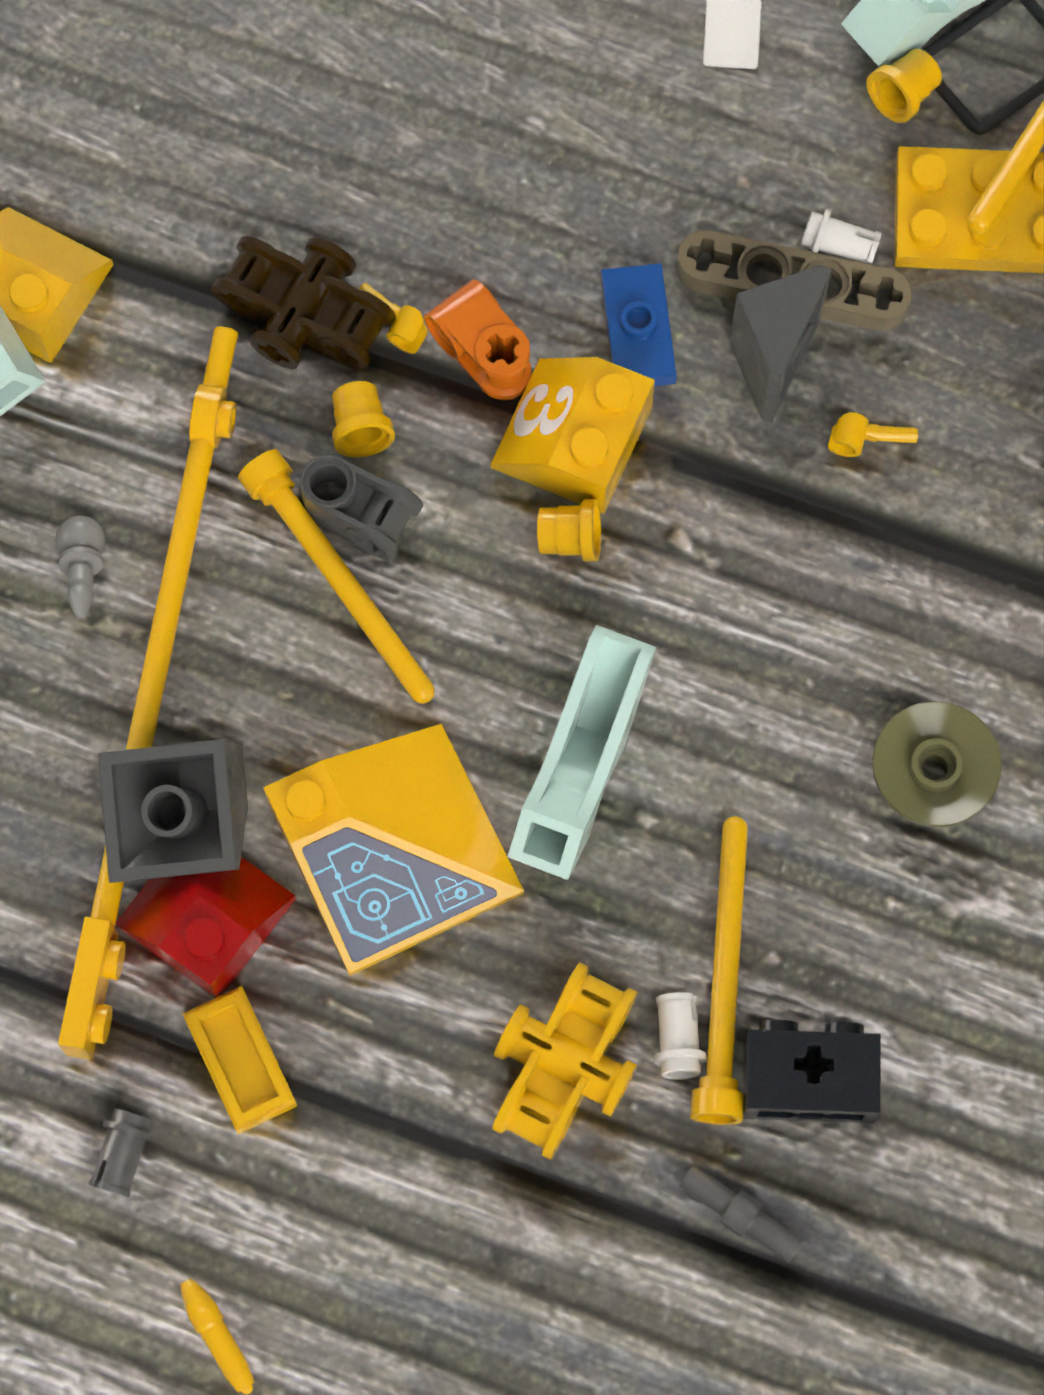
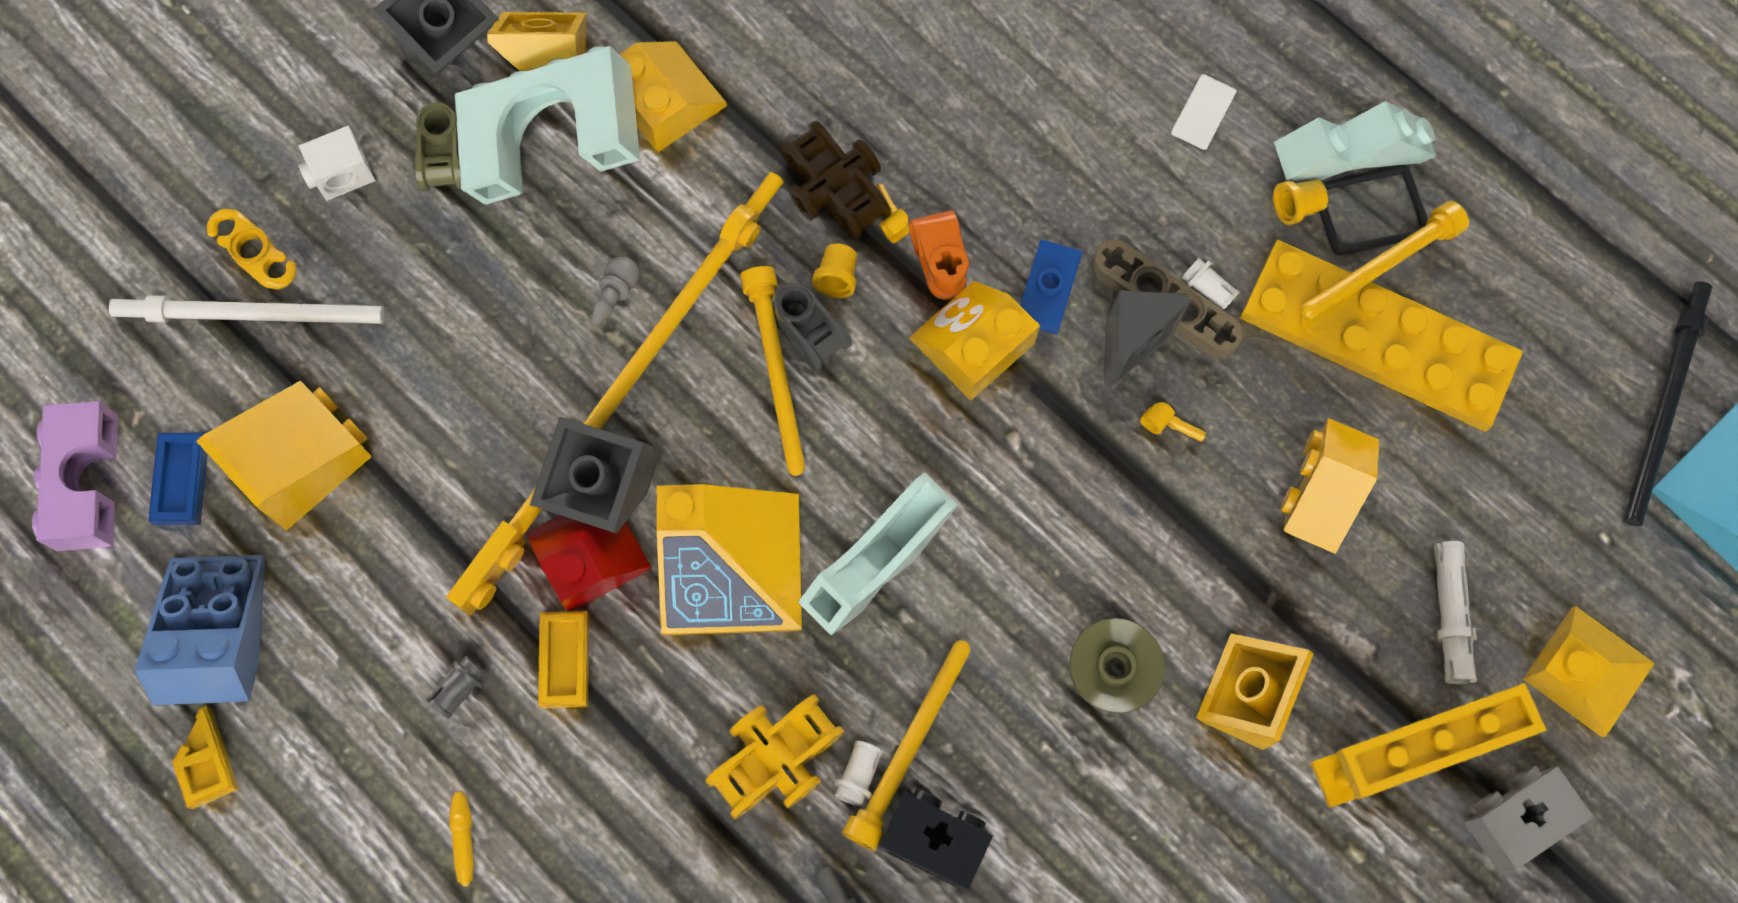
camera: 20 degrees right, 0 degrees up
(570, 530) = (942, 402): yellow piece -> none

